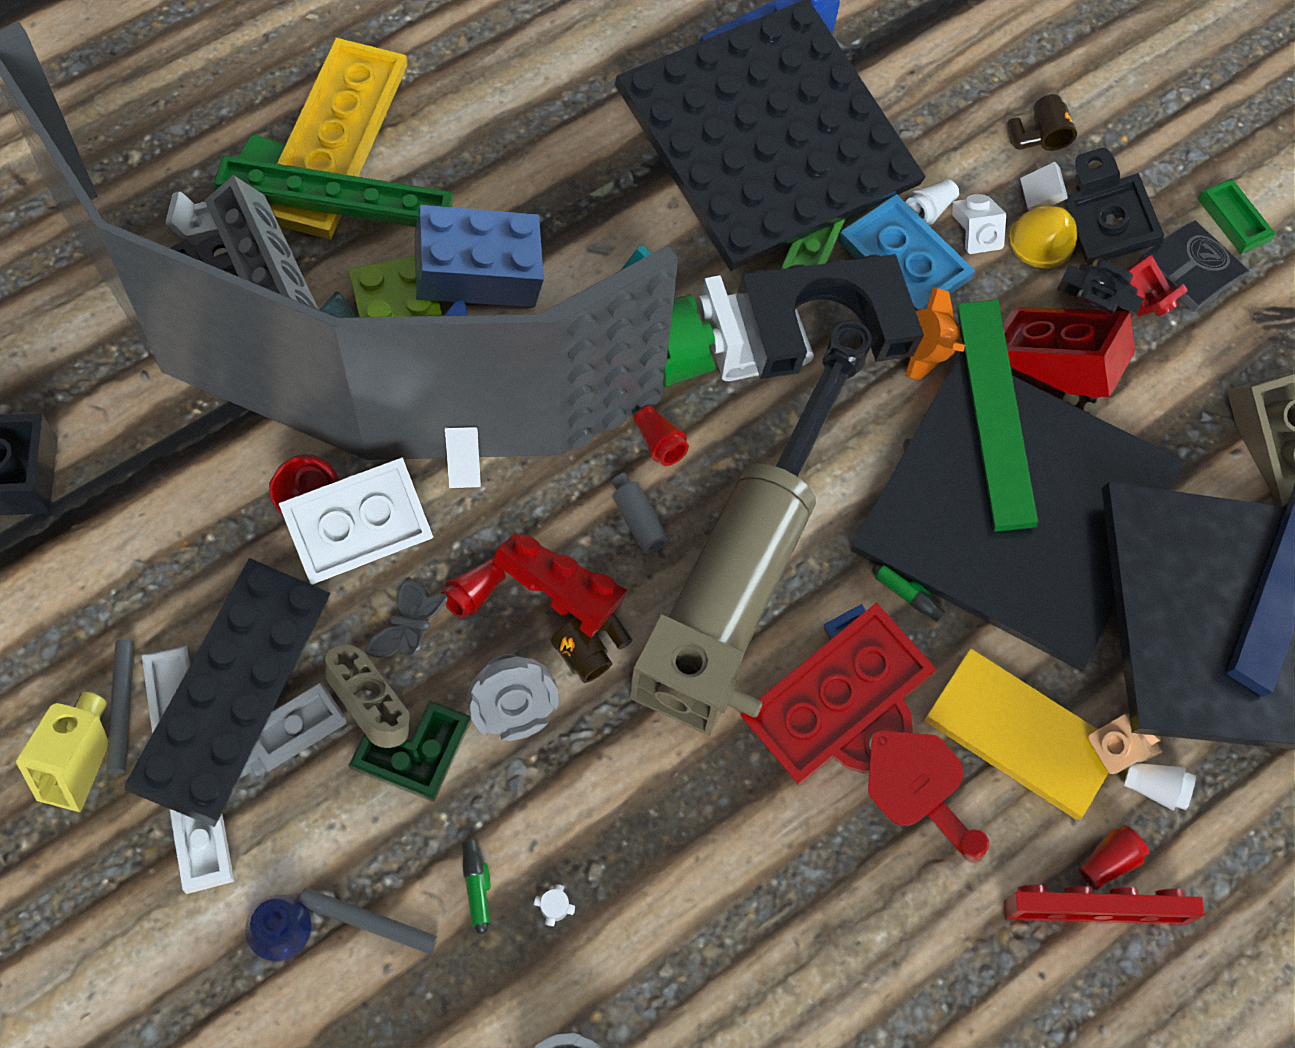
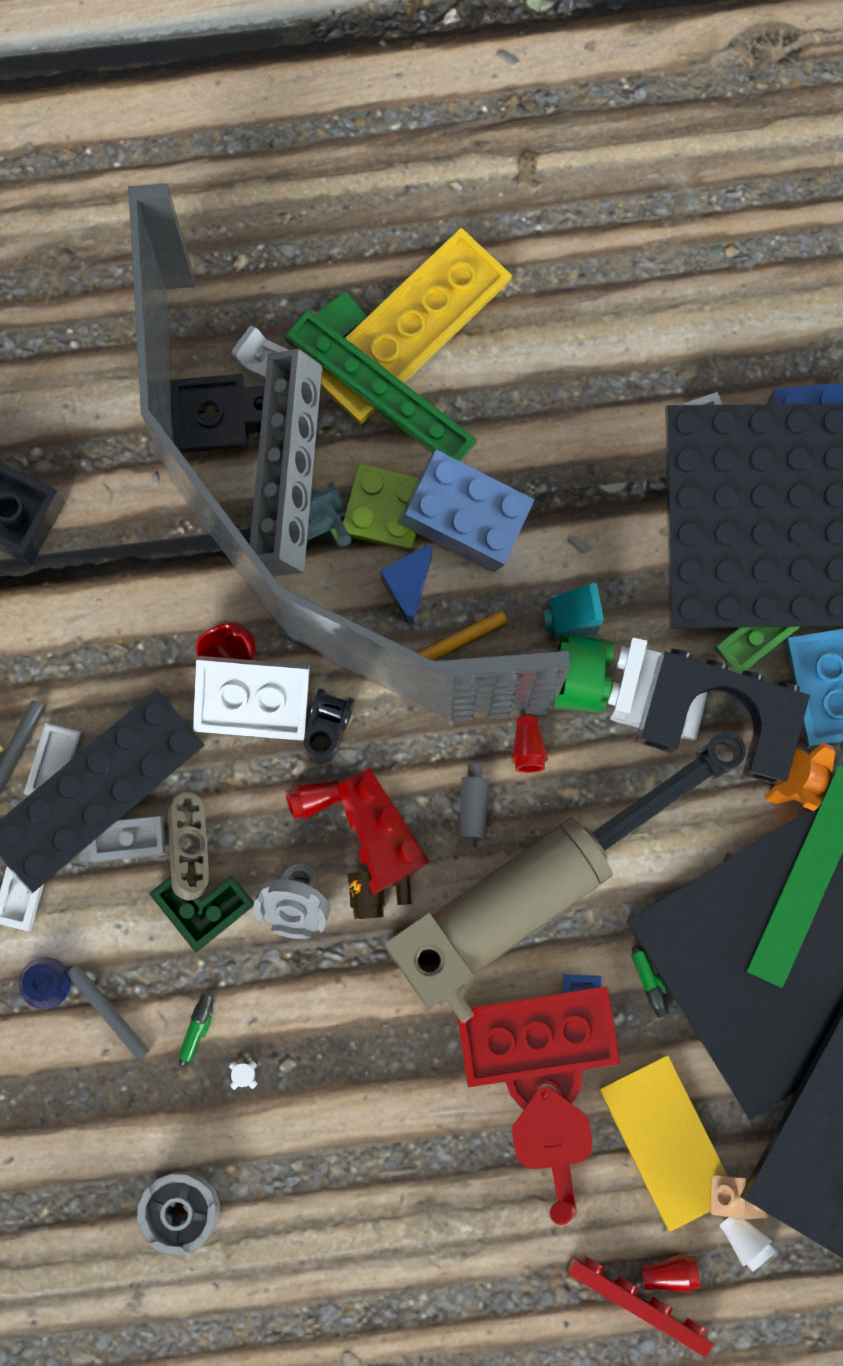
camera: 35 degrees right, 15 degrees up
(409, 632) = (262, 796): dark grey piece -> none
(449, 509) = (327, 719): none -> black piece
(463, 457) = (359, 686): white sticker -> none

